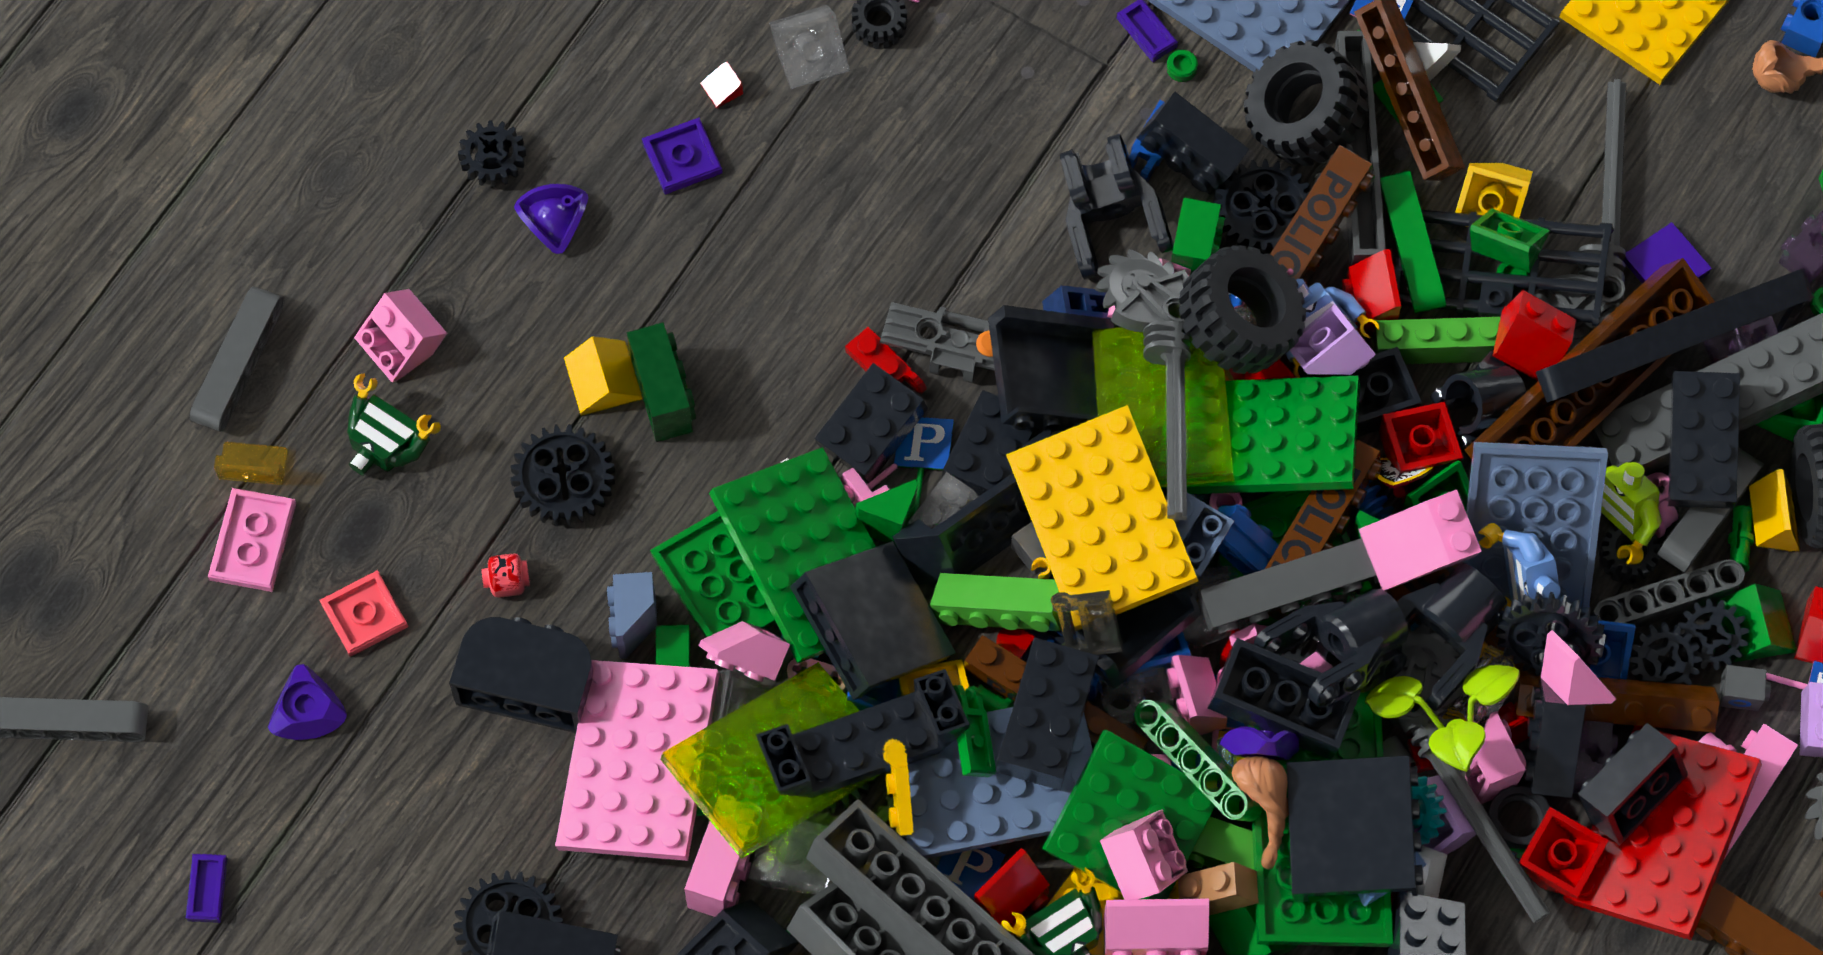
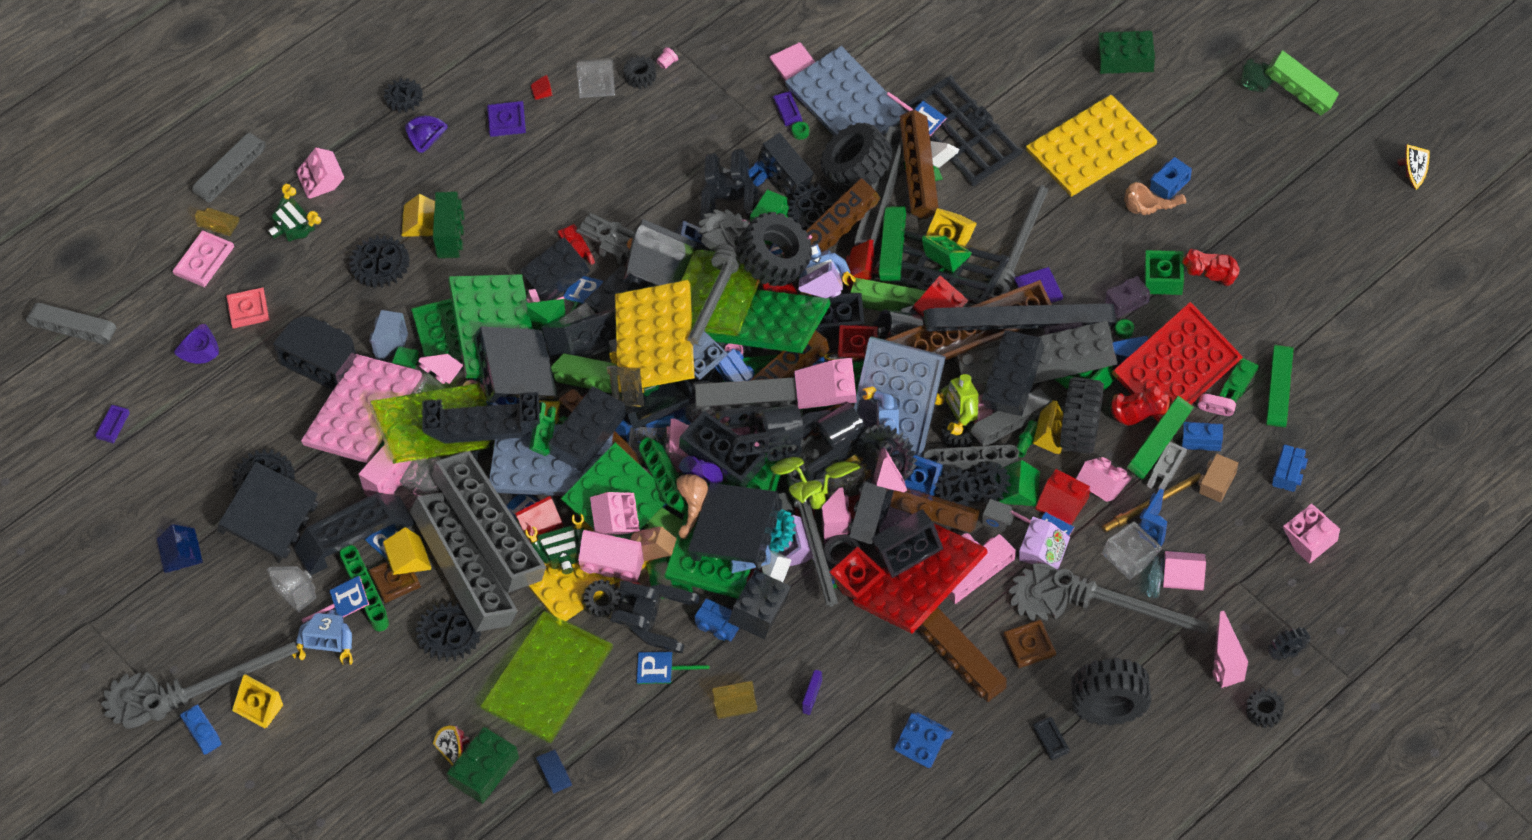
camera: 20 degrees right, 10 degrees down
(506, 575) = (329, 304): coral head -> none
(898, 784) = (490, 445): yellow hinge -> none

